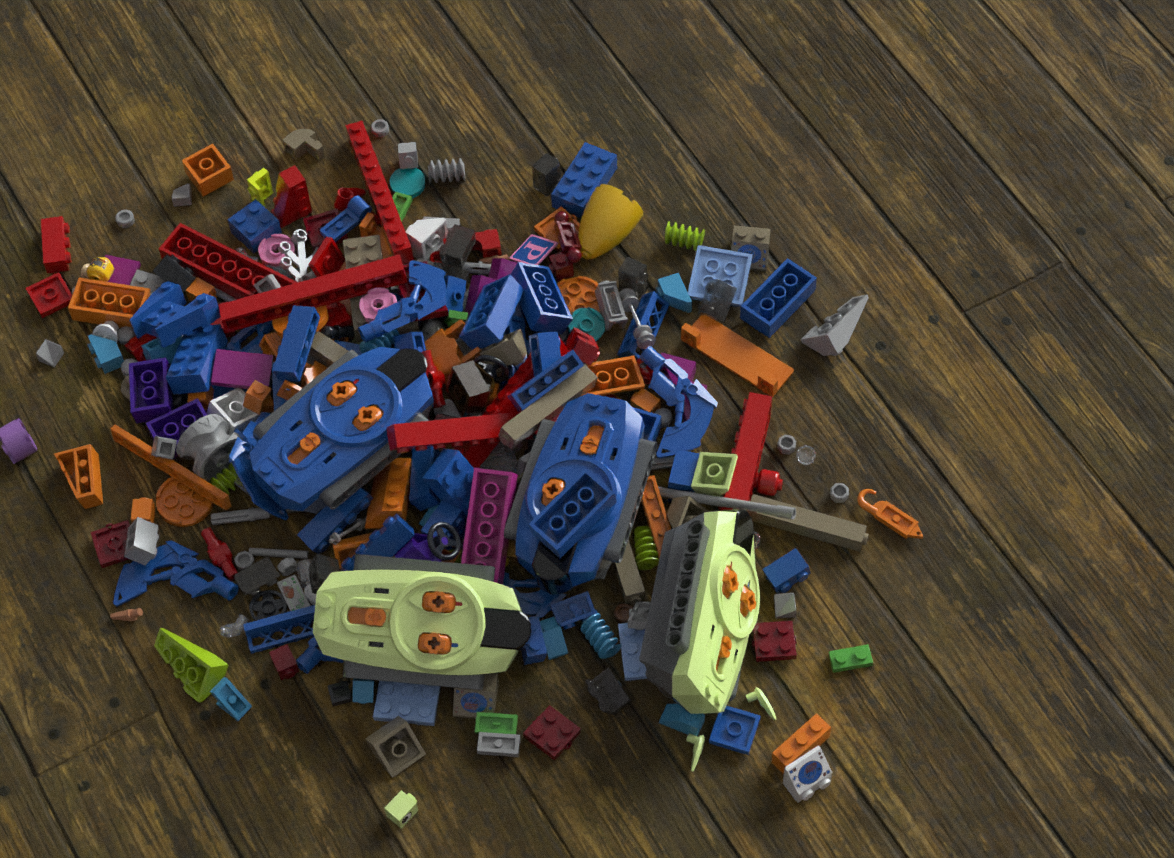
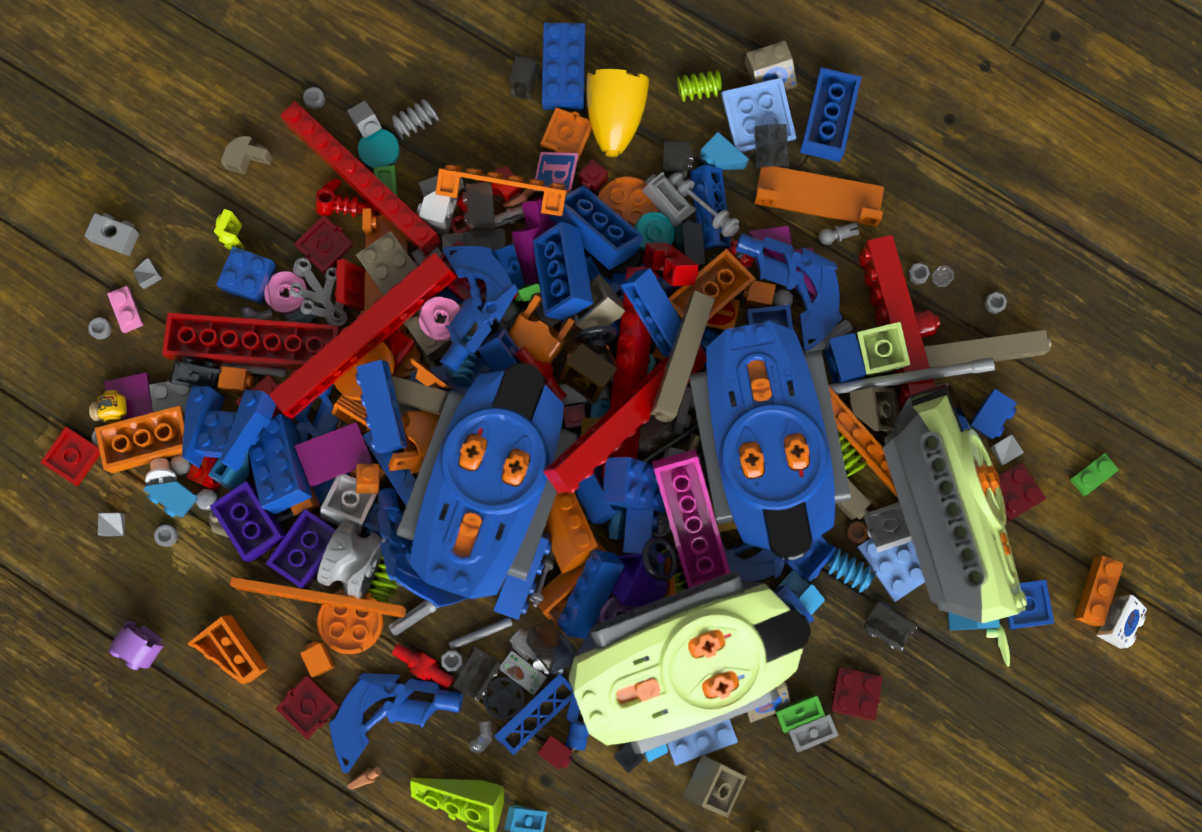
camera: 30 degrees left, 20 degrees up
(55, 244) = (42, 395): red brick -> none
(84, 379) = (166, 535): none -> light grey tile
(141, 541) = (336, 695): light grey brick -> none
(151, 213) = (125, 309): none -> bright pink plate
(163, 447) = (303, 584): light grey slope -> none
(170, 156) = (100, 230): none -> light grey brick
(207, 170) = (159, 232): orange brick -> none
(267, 283) = (307, 346): light grey slope -> none
(287, 566) = (499, 645): light grey tile -> none
(292, 197) = (271, 228): red wedge -> none
(337, 331) = (404, 368): black pin -> none
(341, 336) = (429, 377): none -> orange piece
(347, 219) = (344, 227): blue plate -> none
(513, 258) = (553, 198): none -> orange bracket
(545, 380) = (669, 331): blue brick -> none
(568, 237) = (586, 142): dark red plate -> none
(572, 512) = (794, 481): blue brick -> none
(610, 341) = (690, 241): none -> black brick
(727, 386) = (828, 236): none -> light grey pin
(758, 694) = (1038, 561): yellowish green bar -> none
(837, 329) = (902, 123): light grey wedge -> none
(891, 516) = (1057, 305): orange plate -> none

